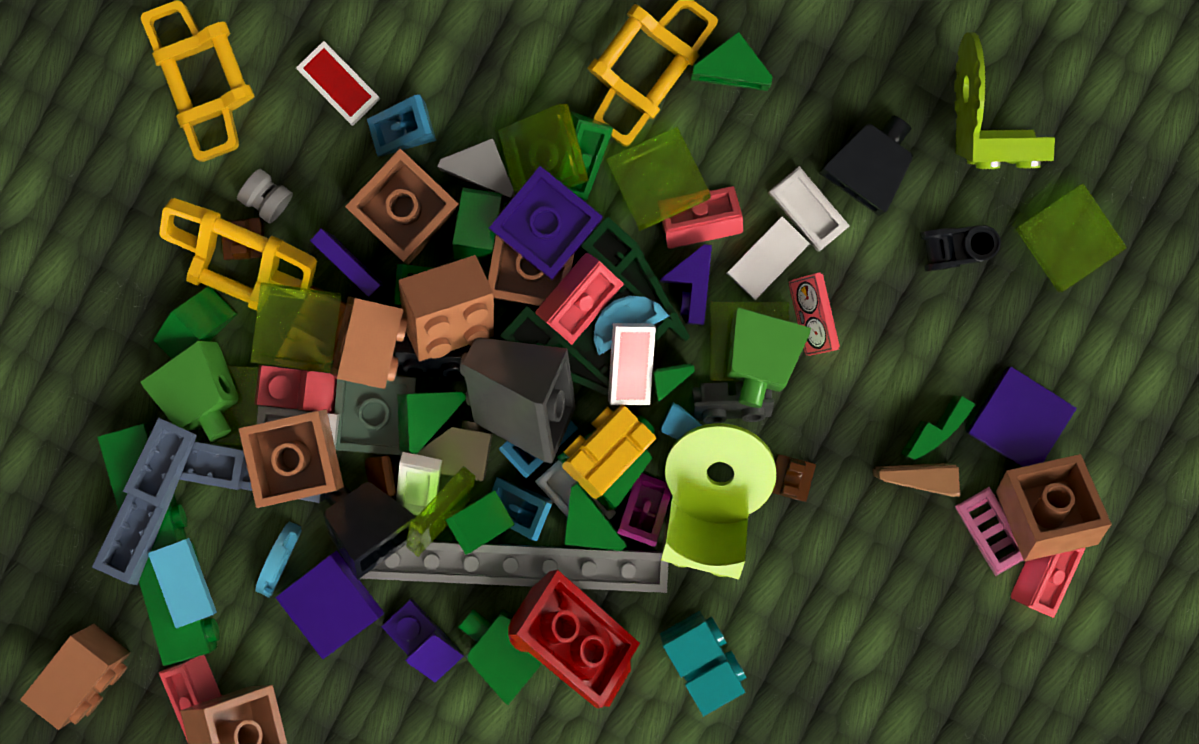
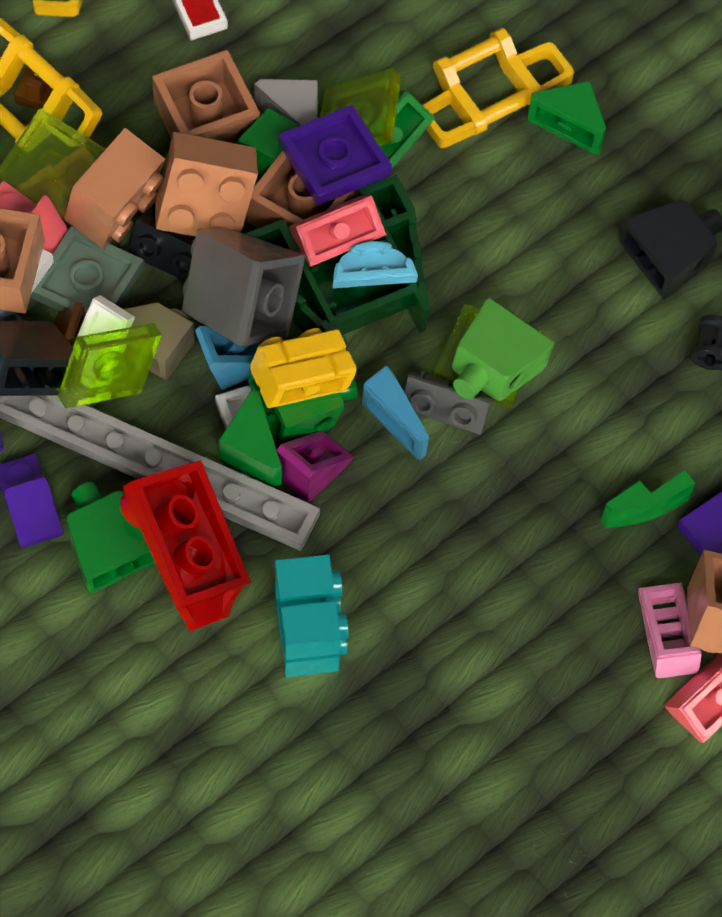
camera: 15 degrees right, 25 degrees down
(264, 196) = (82, 60): light grey wheel -> none
(349, 264) = (124, 110): dark purple tile -> none
(401, 126) = (246, 44): dark azure slope -> none
(423, 415) = (142, 282): green slope -> none
(479, 522) = (144, 392): green slope -> none
(524, 506) = (191, 413): dark azure slope -> none
(631, 363) = (362, 299): tile -> none
(658, 178) = (460, 180): clear neon green tile -> none
(669, 378) = (396, 340): green slope -> none
(693, 272) = (454, 273): dark purple slope -> none
(706, 221) = (486, 234): coral slope -> none
(710, 517) = (379, 485): lime piece -> none
(768, 258) = (539, 289): white tile -> none
(793, 477) = (478, 494): reddish brown tile -> none
(808, 209) = (596, 265): white tile -> none
(814, 311) = (563, 364): slope -> none
(934, 477) = (612, 539): medium nougat slope -> none

